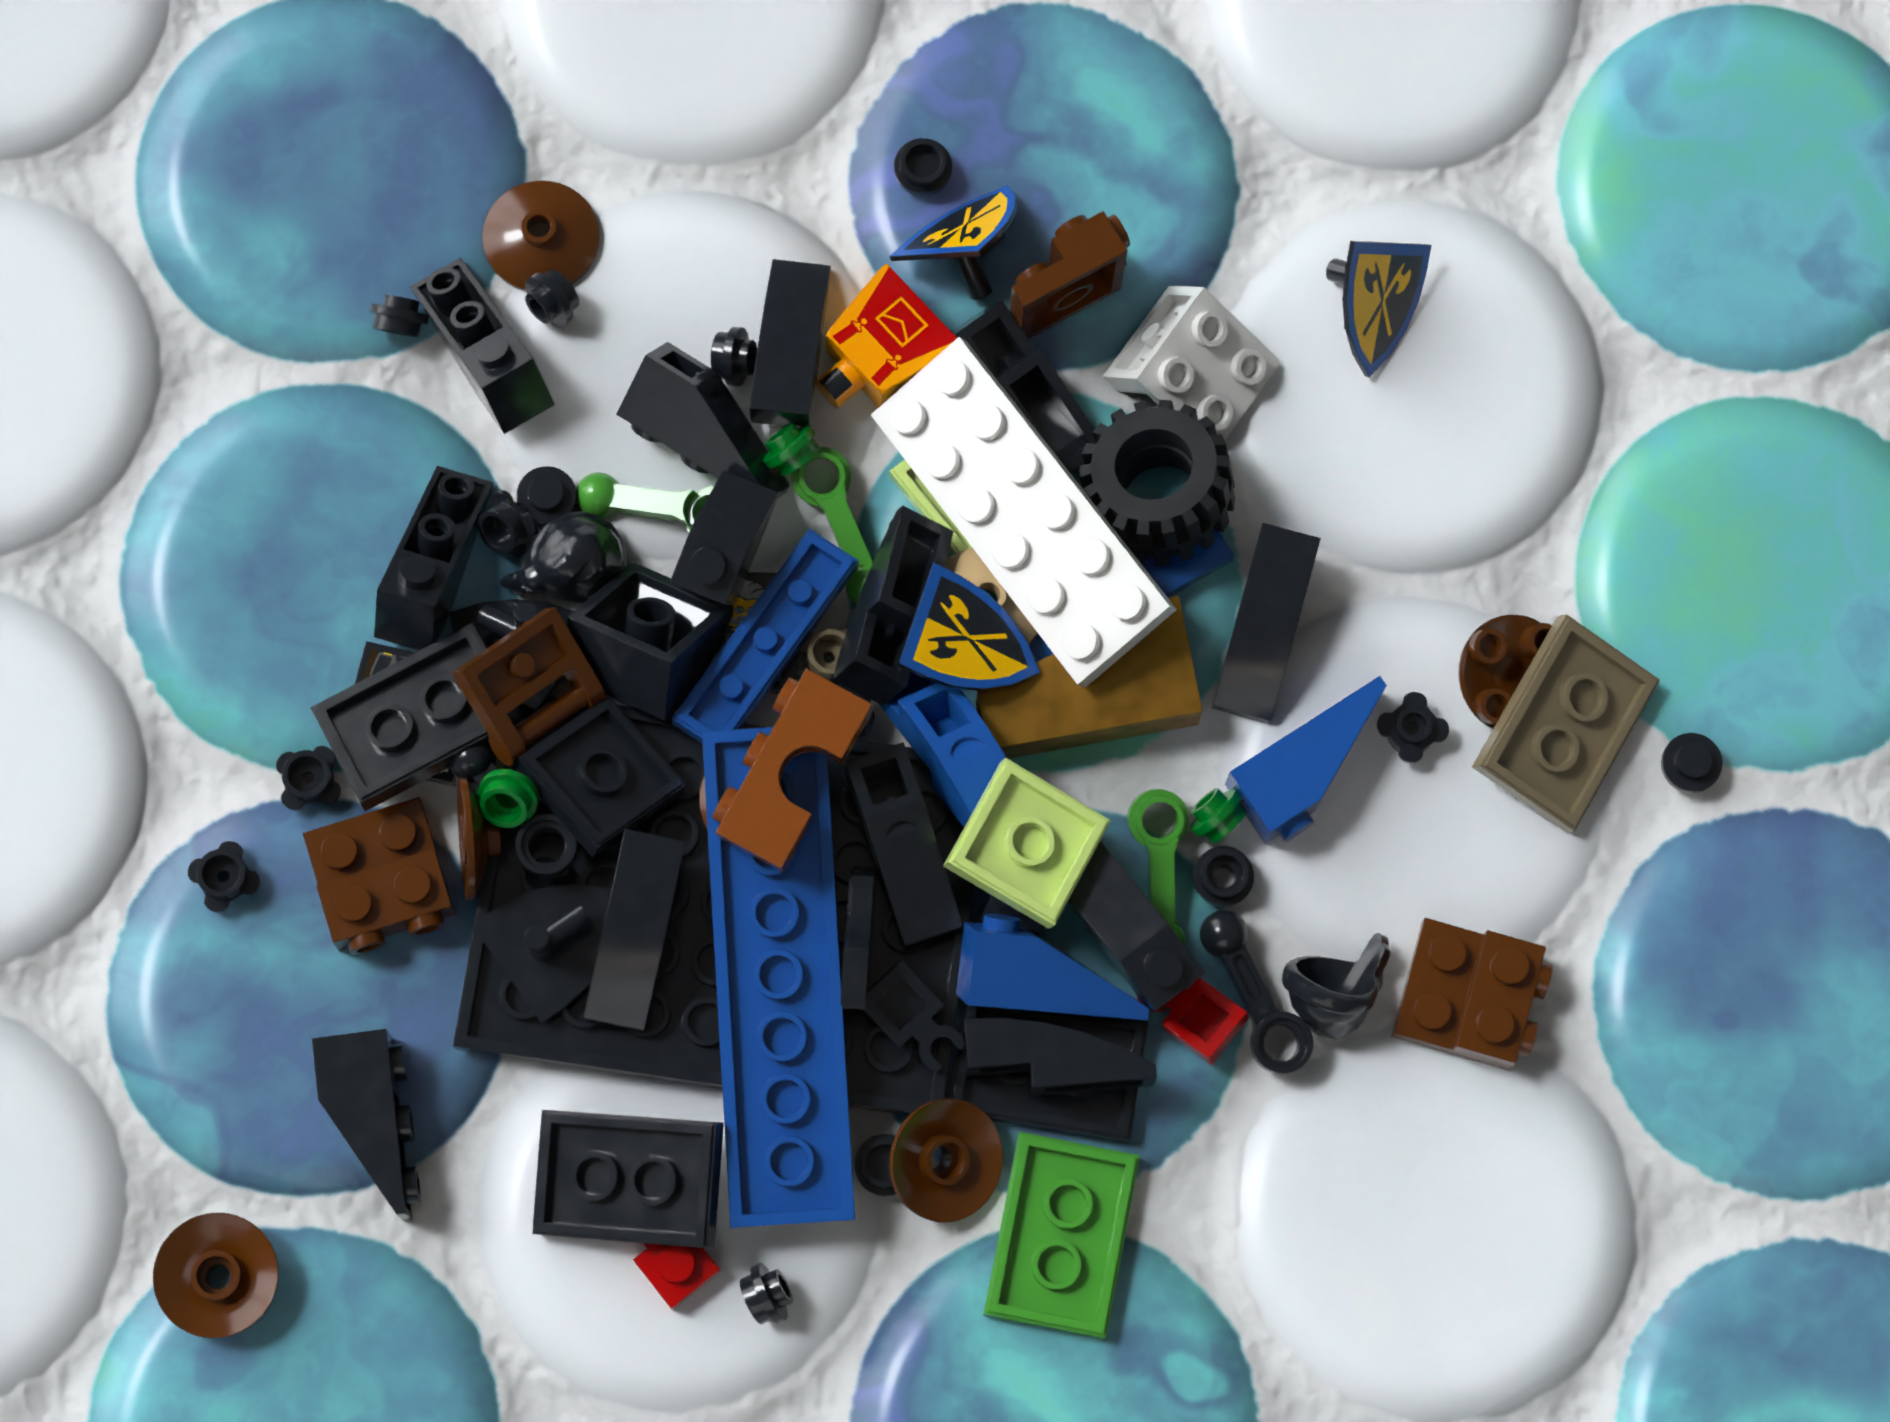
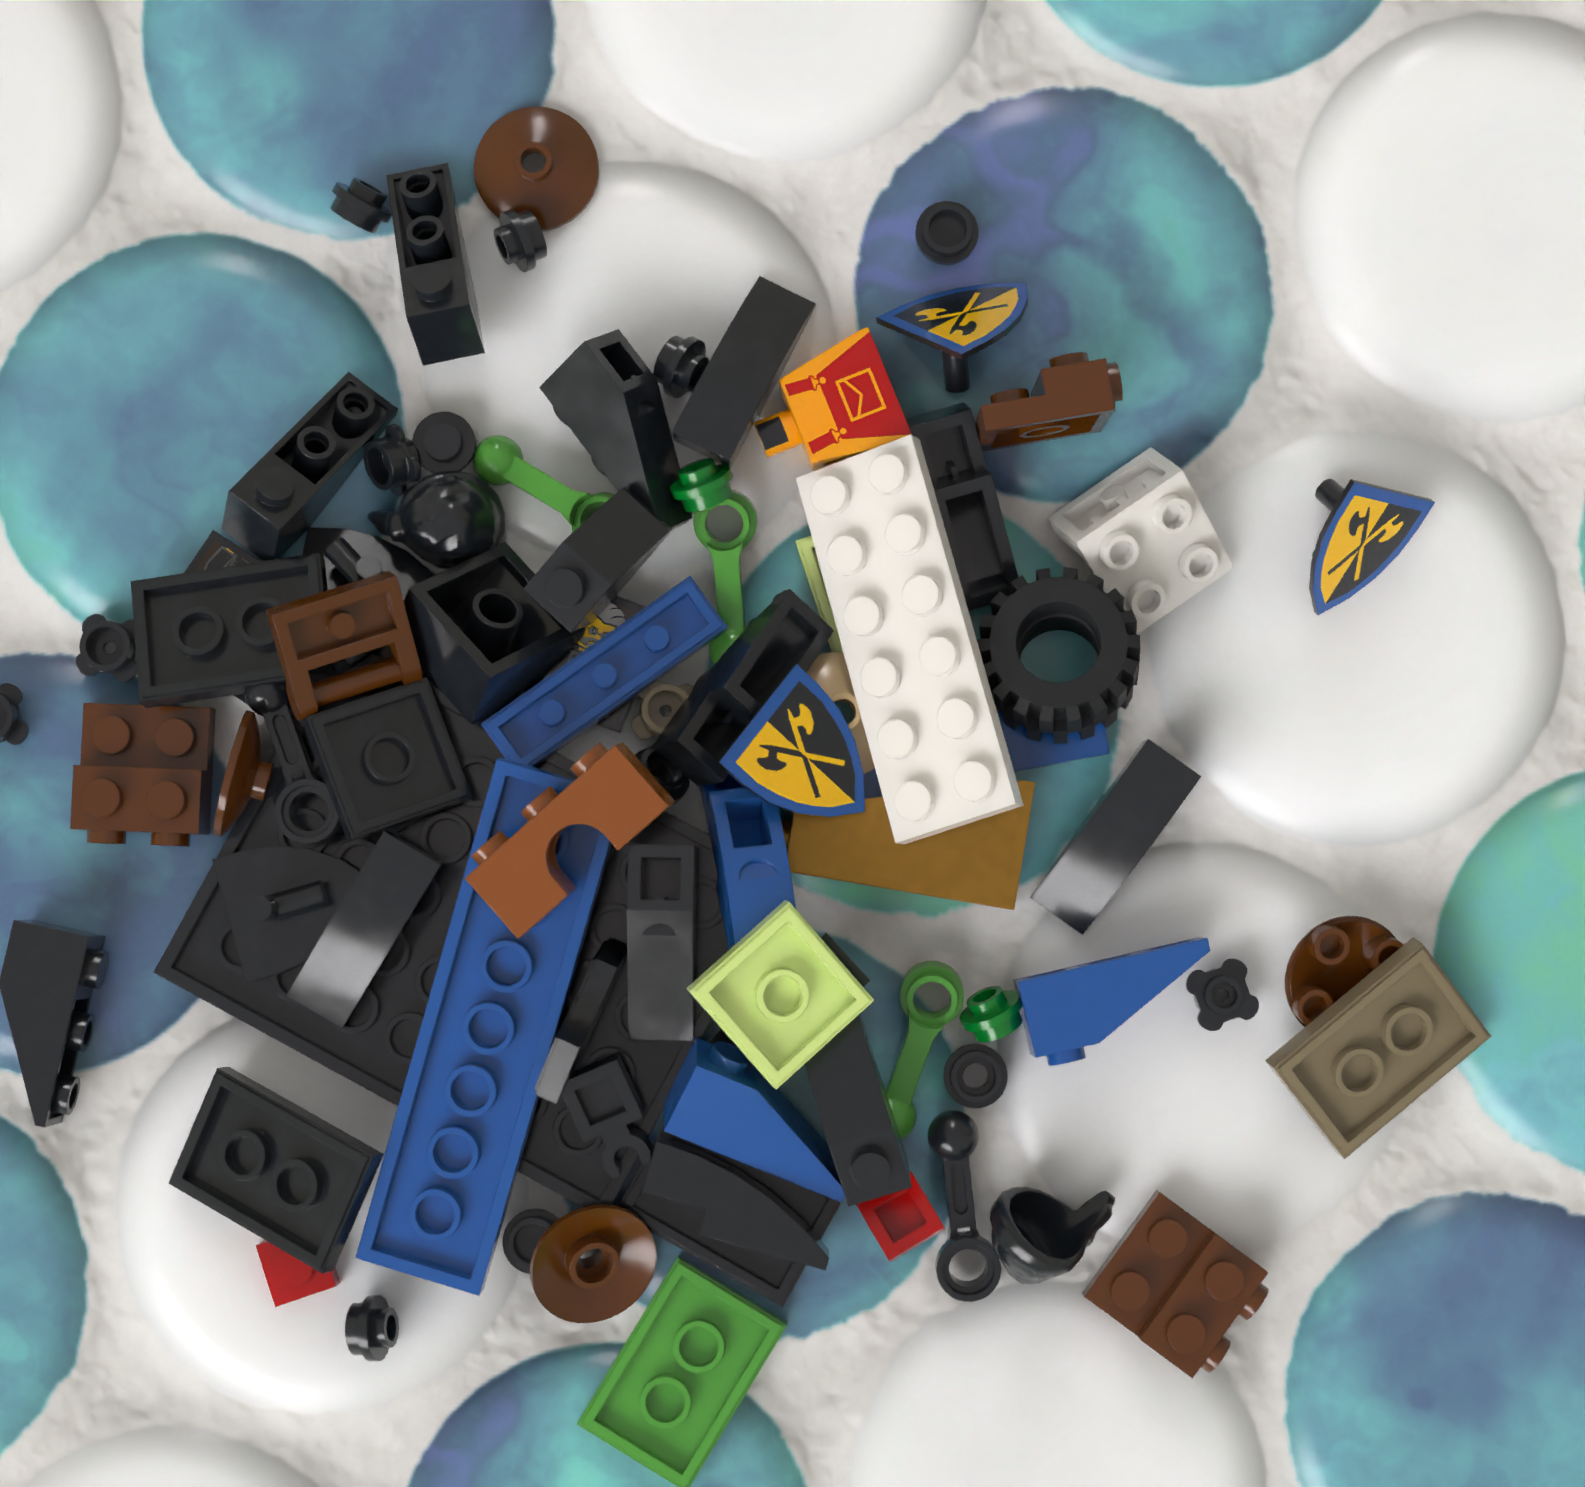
camera: 30 degrees right, 10 degrees up
(507, 798) = (283, 753): green plate -> none
(1691, 763) = (1489, 1132): black plate -> none

